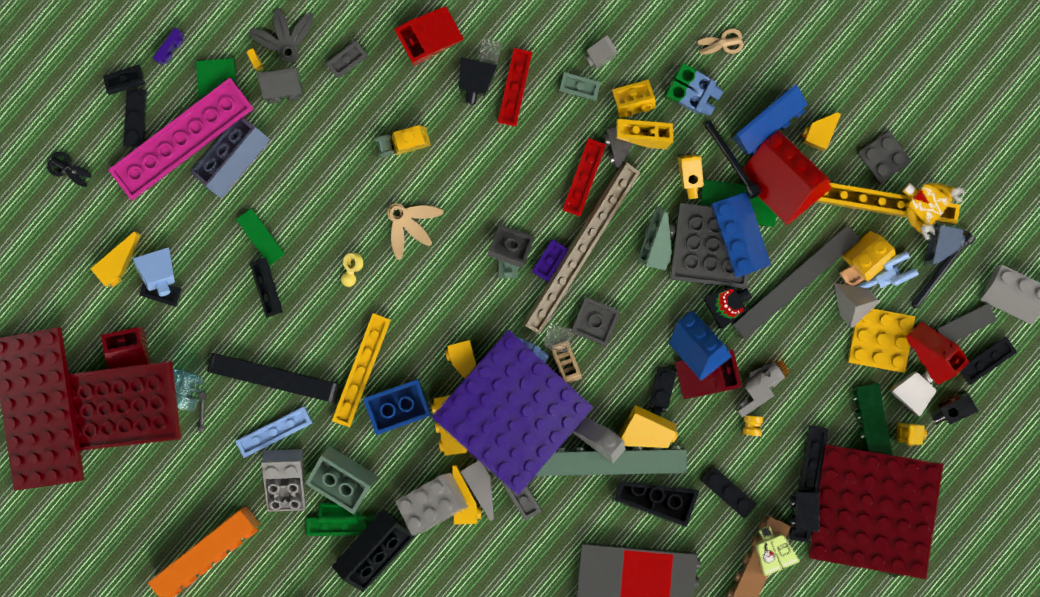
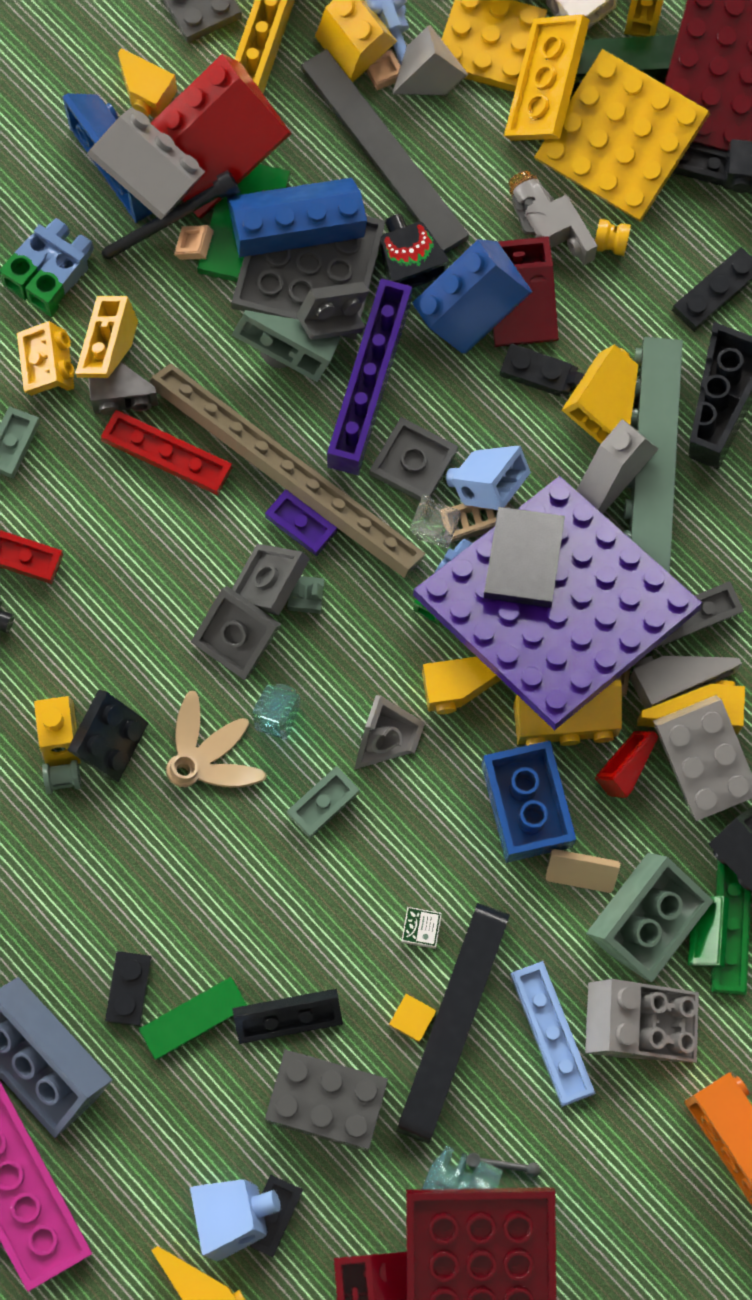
camera: 90 degrees left, 15 degrees down
(222, 314) = (326, 1100): none -> dark grey brick
(273, 199) = (128, 989): none -> black plate
(273, 355) = (412, 1018): none -> yellow tile
(323, 354) = (421, 927): none -> tile
(348, 278) = (288, 868): light yellow plate -> none
(361, 370) = (456, 862): yellow plate -> none
(364, 440) = (582, 871): none -> tan slope
(387, 292) = (323, 802): none -> sand green plate
(408, 168) = (108, 736): none -> black plate
(426, 460) = (626, 765): none -> red slope
(430, 325) = (388, 733): none -> light grey slope
(435, 260) = (276, 710): none -> clear light blue slope
(477, 231) = (235, 632): none -> dark grey plate
(533, 391) = (524, 557): none -> tile
(586, 366) = (489, 477): none -> light blue torso
(643, 290) = (369, 377): none -> dark purple brick
(676, 264) = (333, 310): none -> dark grey bracket
(689, 166) = (184, 281): yellow torso -> none
(720, 175) = (193, 242): none -> light nougat tile
(756, 140) = (146, 162): none -> light grey slope
(819, 425) = (623, 135): none -> yellow plate
(851, 376) = (546, 78): none -> yellow plate

